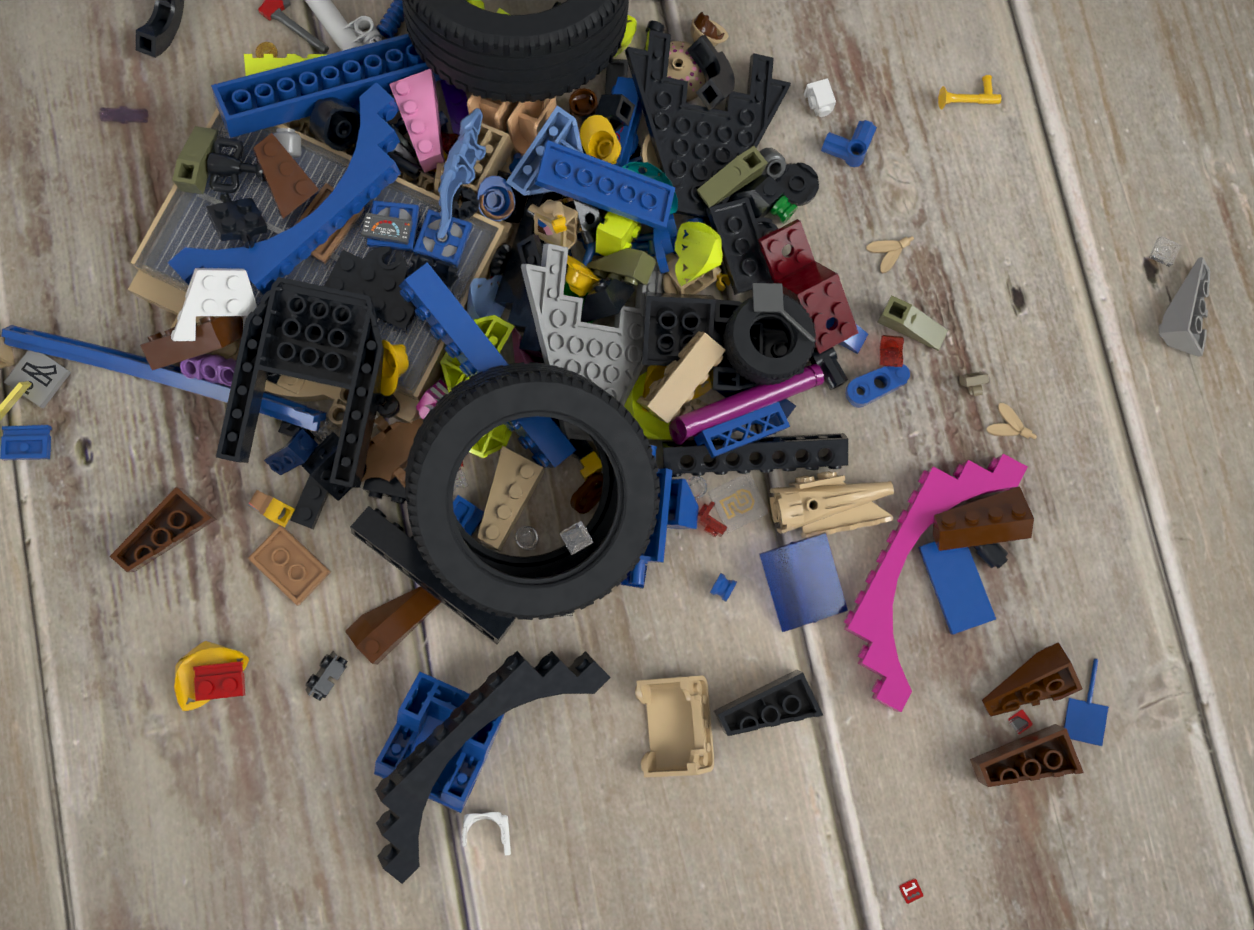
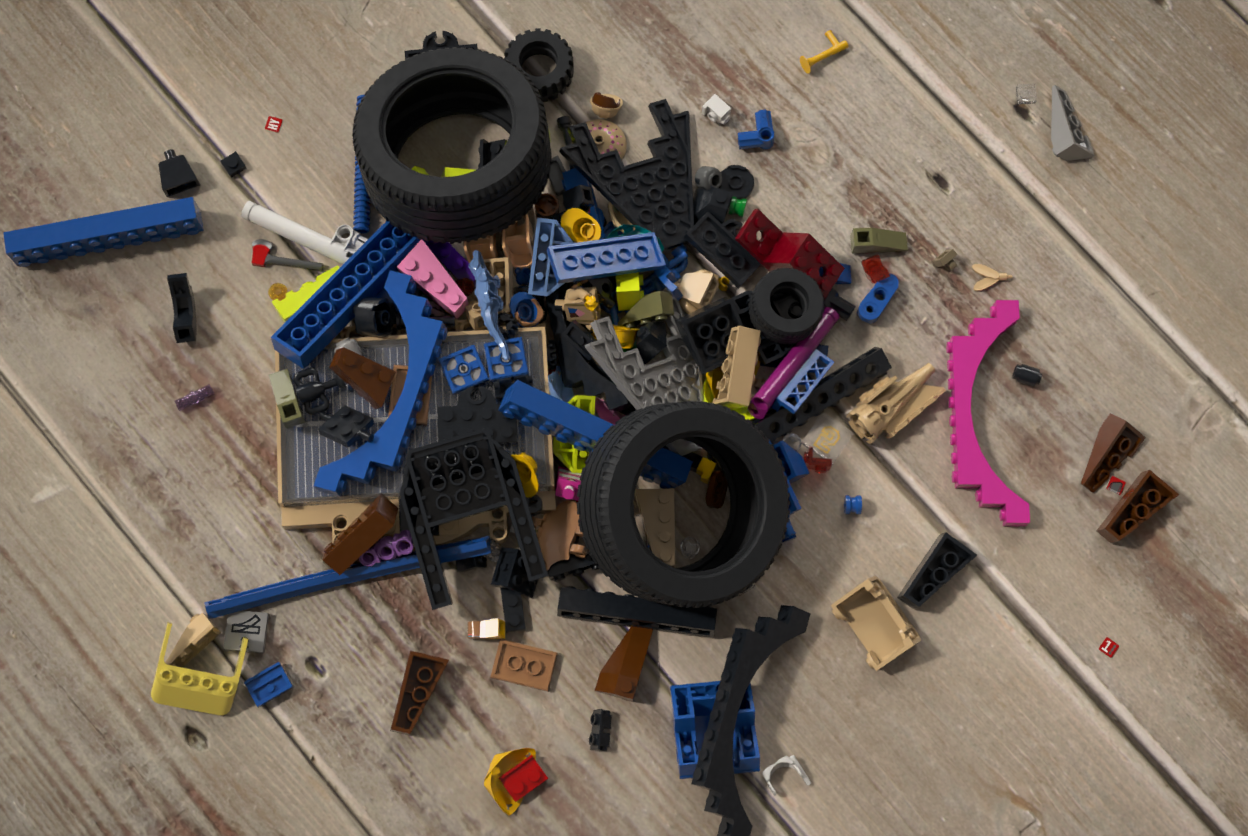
camera: 30 degrees left, 5 degrees down
(214, 294) = (366, 489): white wing -> none
(293, 454) = (484, 578): dark blue bracket -> none
(387, 228) = (462, 373): dark grey tile -> none
(576, 537) = (739, 516): clear slope -> none
(702, 251) = (699, 270): neon yellow piece -> none
(716, 70) = (631, 131): black arch -> none
(733, 177) = (689, 203): olive slope -> none
(769, 298) = (772, 277): dark grey piece -> none
(803, 582) = (908, 469): clear blue piece -> none
(892, 247) = (831, 193): tan piece -> none
(957, 587) = (1016, 411): blue tile -> none
(985, 521) = (1011, 355): reddish brown wedge -> none
(1085, 719) = (1159, 457): blue piece -> none

